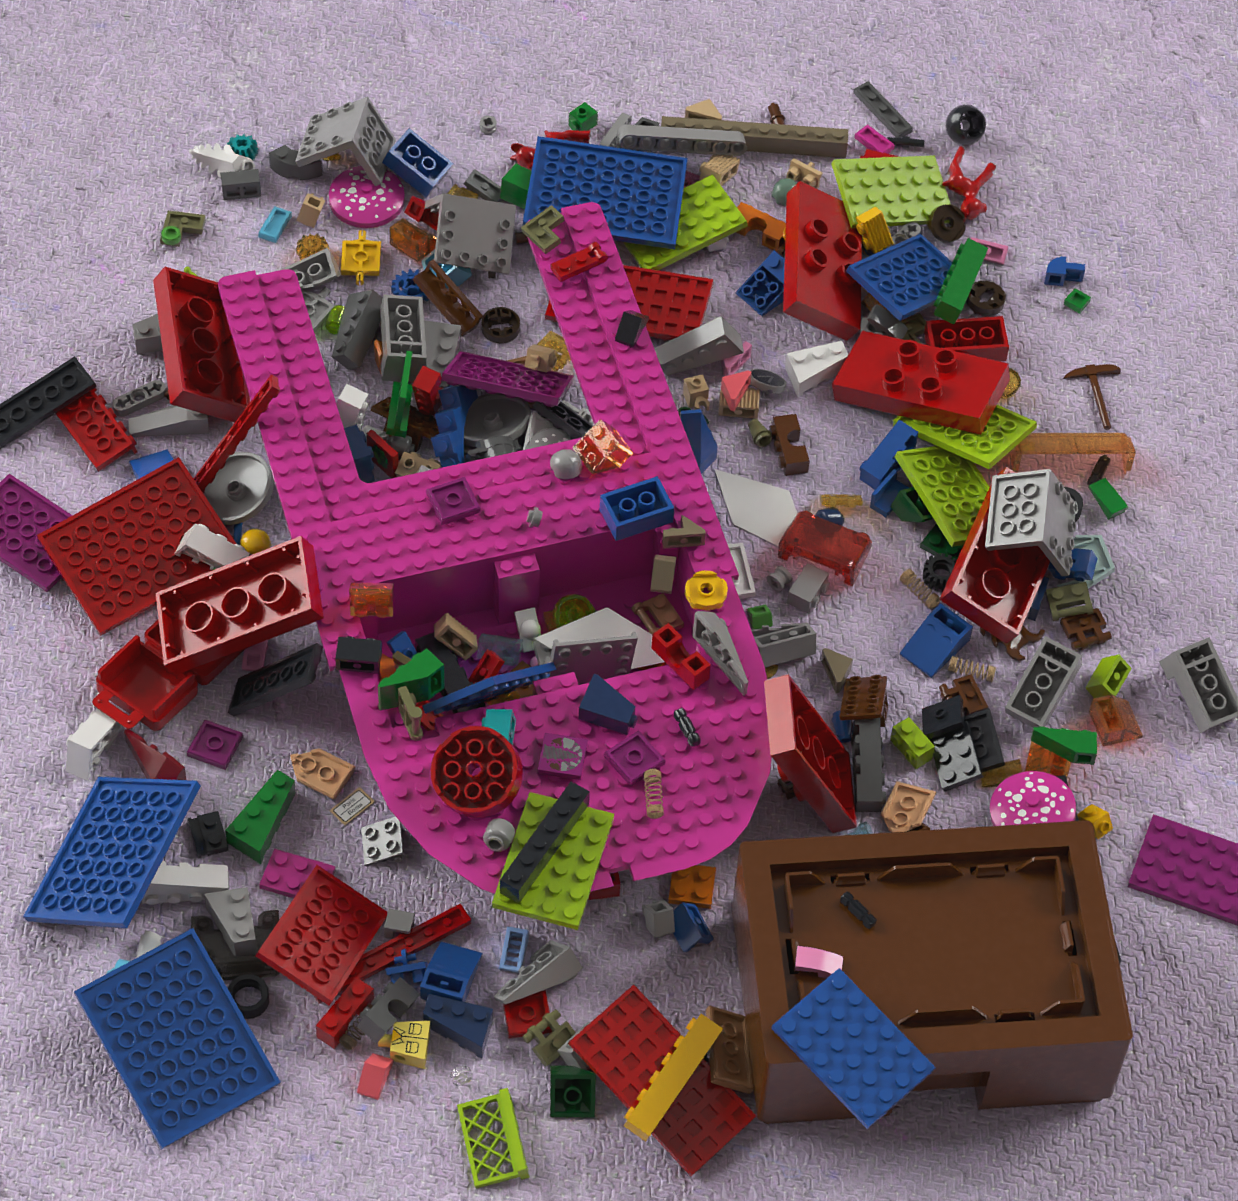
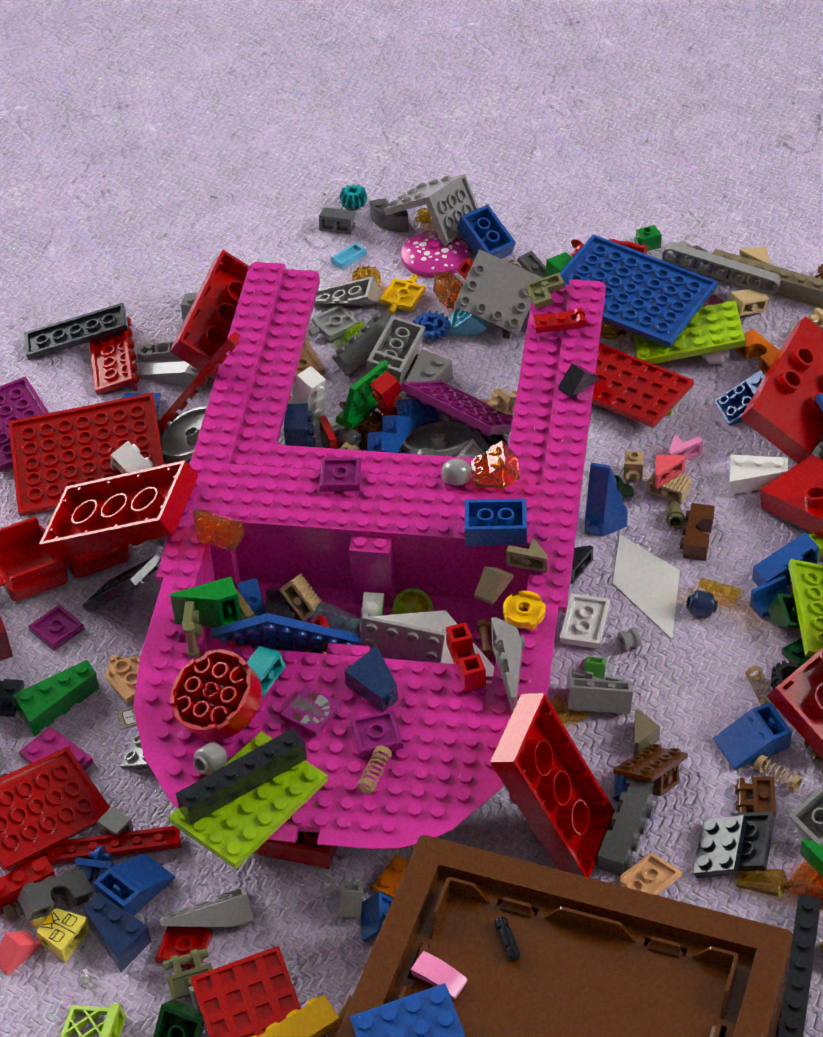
camera: 30 degrees right, 10 degrees down
(171, 235) = (258, 241): bright green tile -> none
(185, 223) = (269, 236): olive plate -> none
(219, 159) = (330, 198): white plant -> none
(254, 656) = (138, 556): bright pink slope -> none
(310, 210) = (380, 249): tan brick -> none
(358, 655) = (180, 570): black brick -> none
(446, 300) = (454, 339): reddish brown fence -> none
(488, 120) = (565, 226): light grey bush -> none
(498, 316) = (494, 366): dark brown piece -> none
(519, 933) = (204, 873): light blue slope -> none
(534, 517) = (401, 505): light grey plate -> none
(687, 727) = (440, 721): black axle -> none
(700, 347) = (652, 428): light grey wedge -> none
(766, 380) = (702, 472): tile -> none
(808, 588) = (652, 655): light grey brick -> none
(826, 545) = (687, 622): clear red windscreen -> none
(912, 743) = (682, 821): lime brick -> none
(943, 717) = (723, 806): black plate -> none
(1032, 799) = (777, 905): dark pink dish -> none

